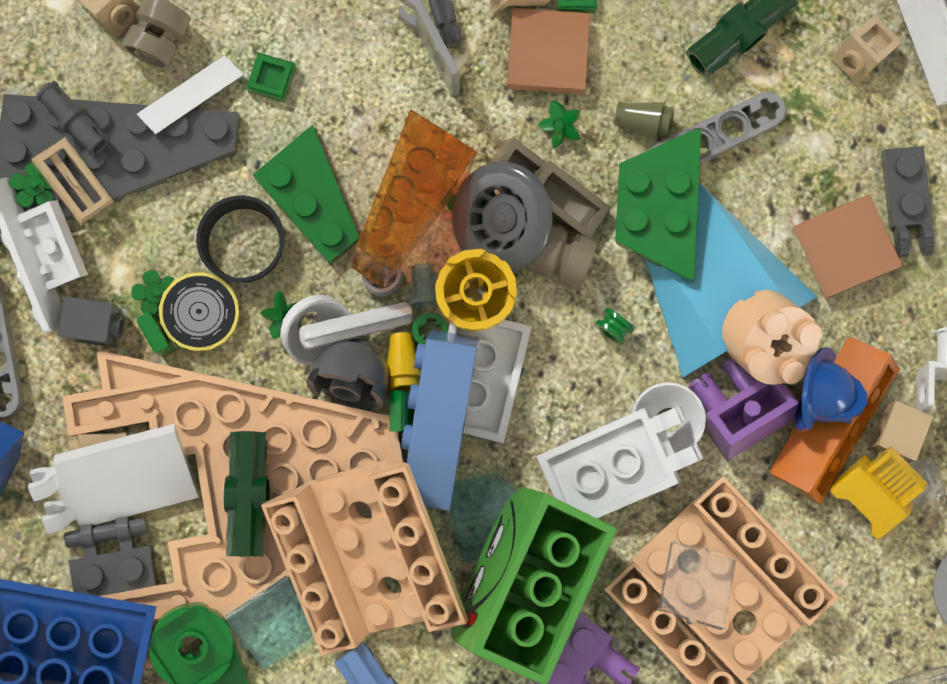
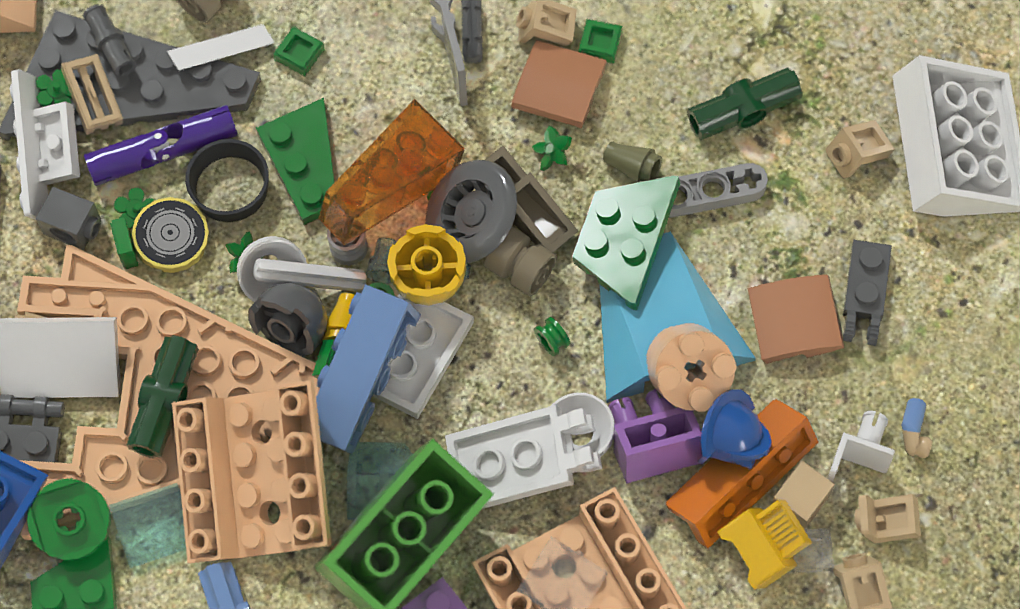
camera: 20 degrees right, 15 degrees down
(146, 228) = (137, 152): none -> dark purple piece

